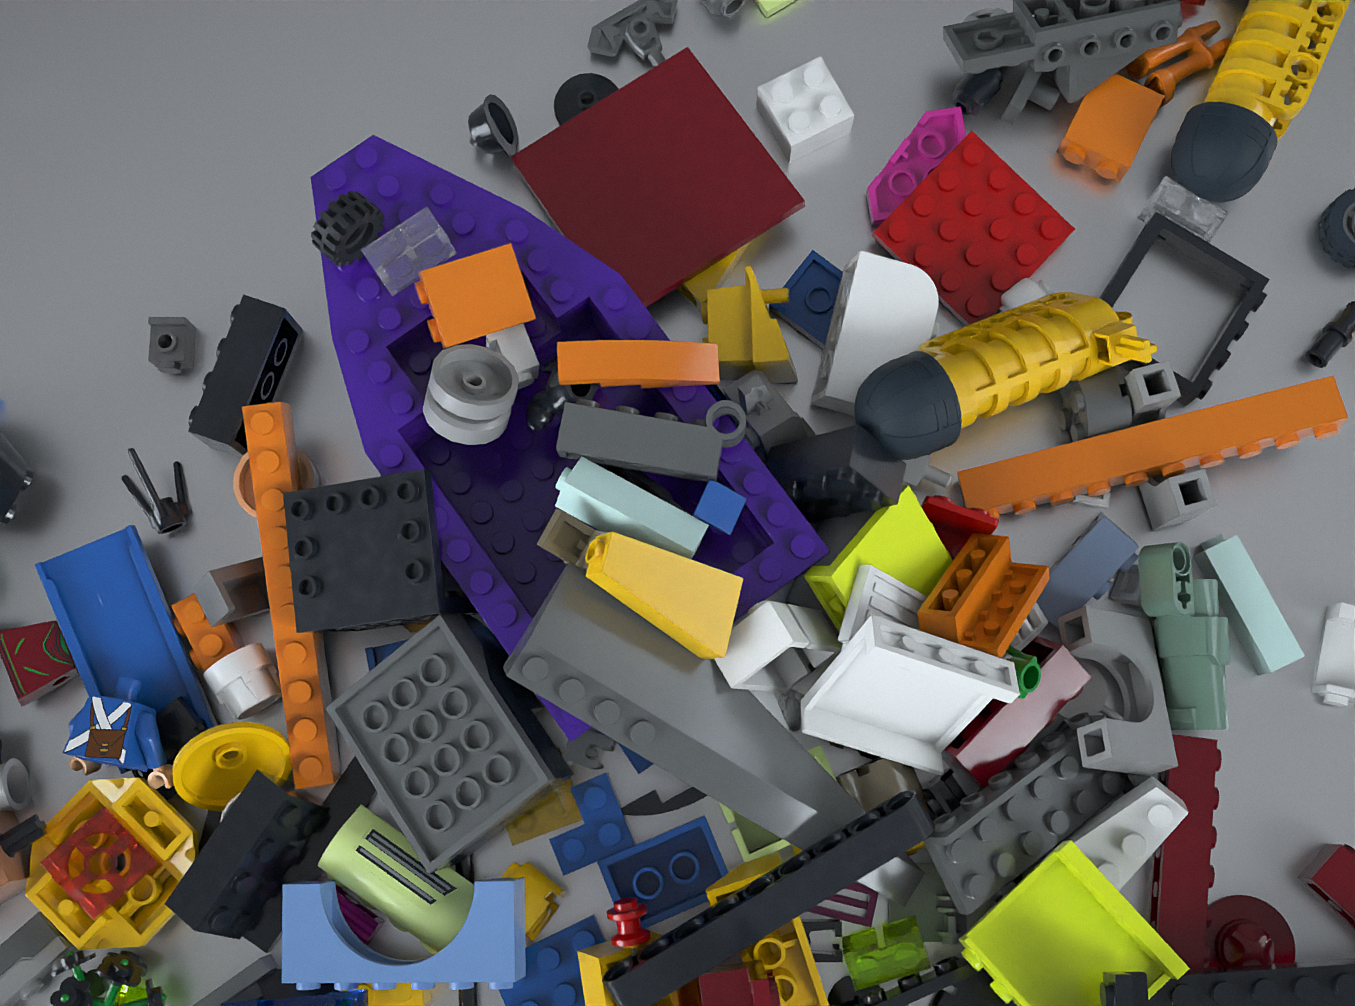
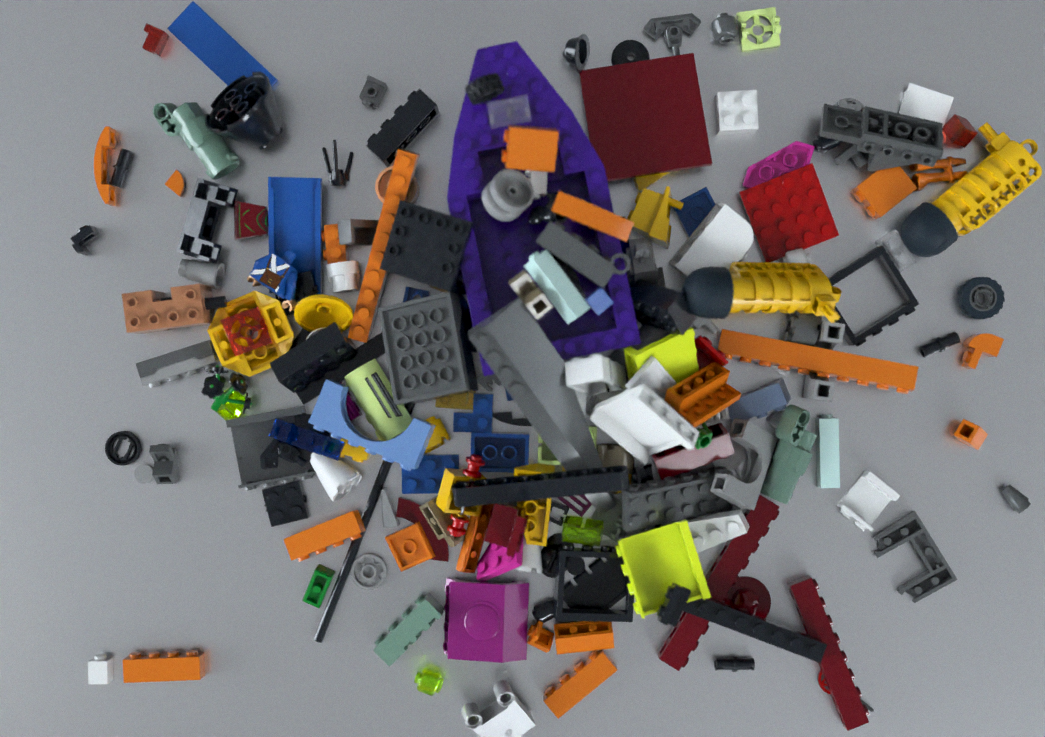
camera: 25 degrees right, 10 degrees up
(670, 591) = (559, 332): yellow slope -> none

